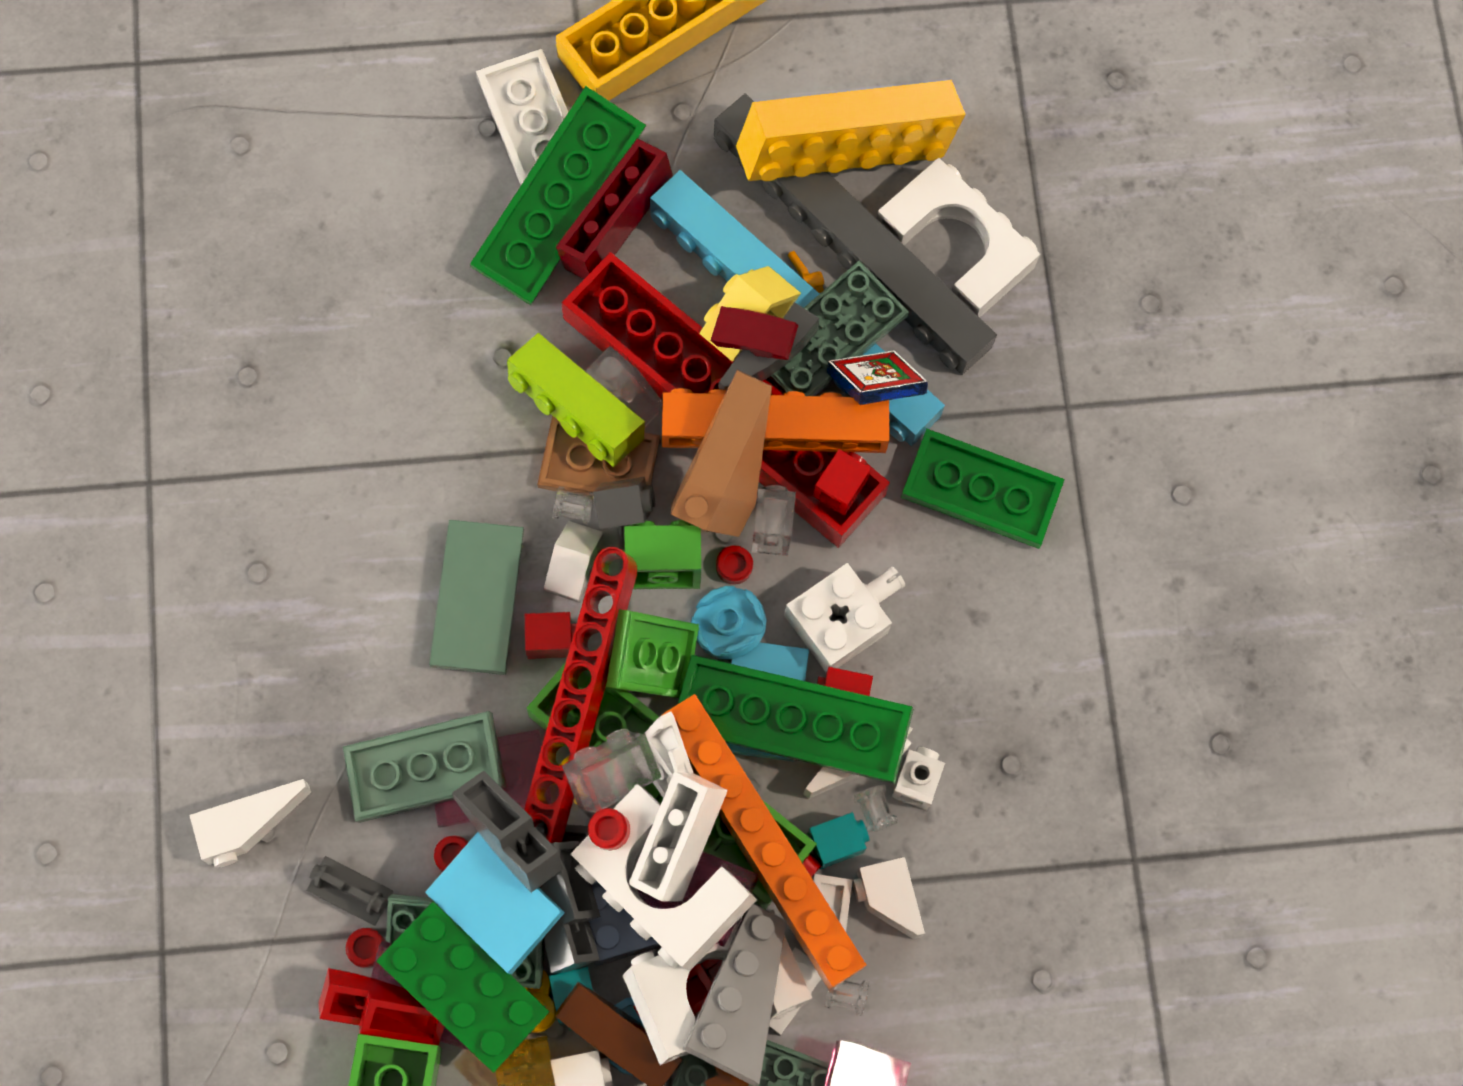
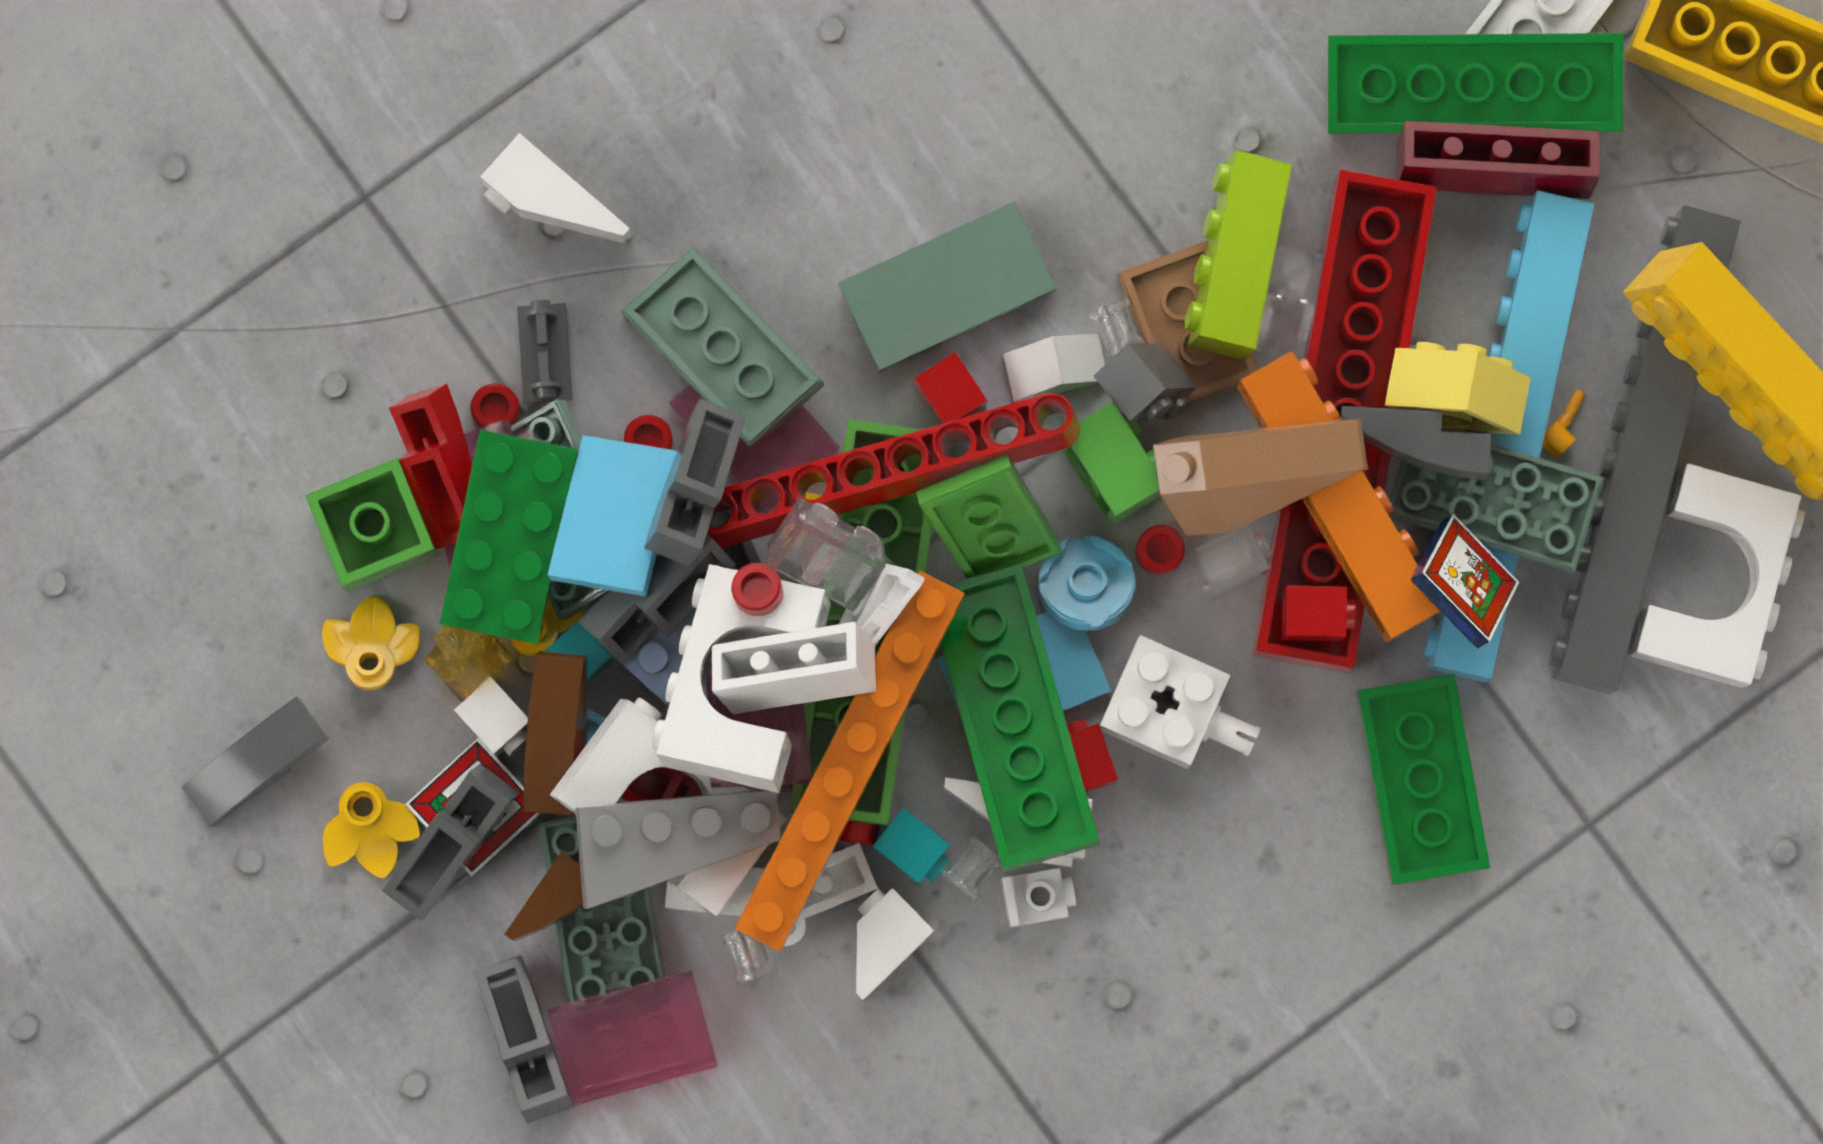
camera: 60 degrees right, 10 degrees up
(754, 331) = (1422, 411): dark red slope -> none

